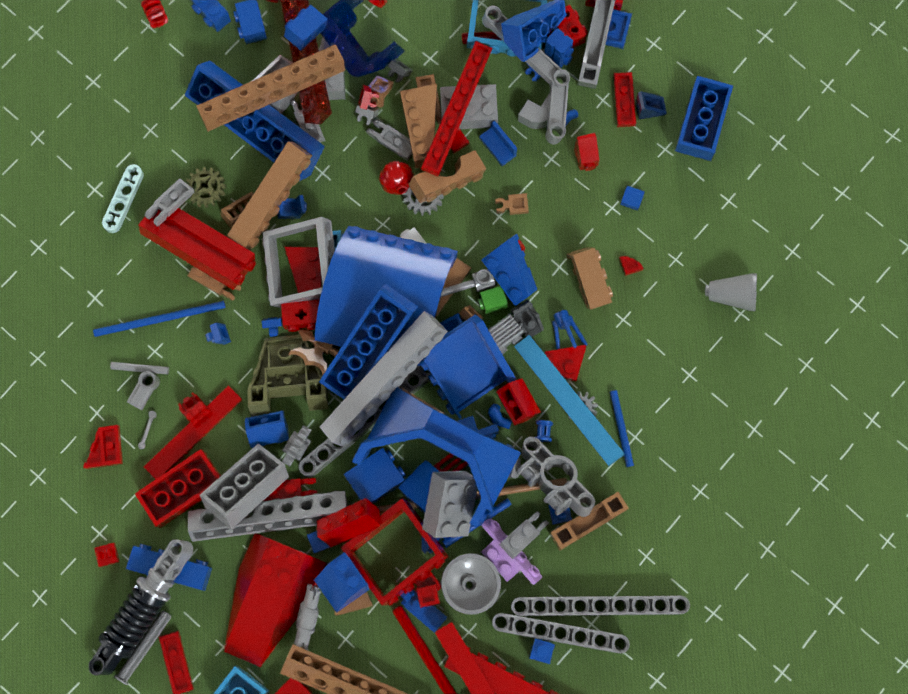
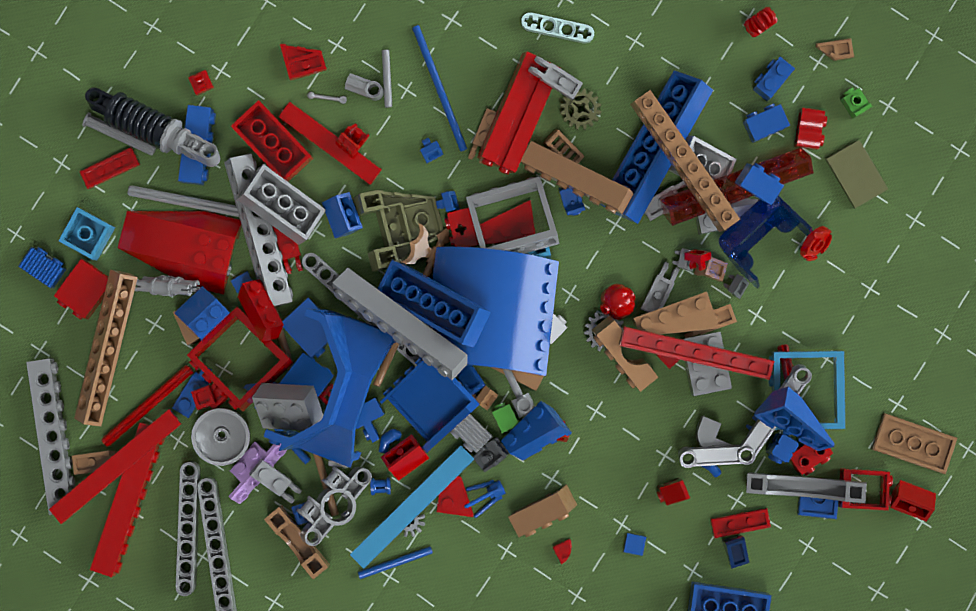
camera: 75 degrees right, 10 degrees up
(223, 590) = (183, 200): none -> light grey axle
(296, 445) = (328, 247): light grey gear -> none
(499, 144) = (670, 399): blue panel -> none
(515, 204) = (609, 426): medium nougat plate -> none
(541, 651) = (167, 513): blue brick -> none

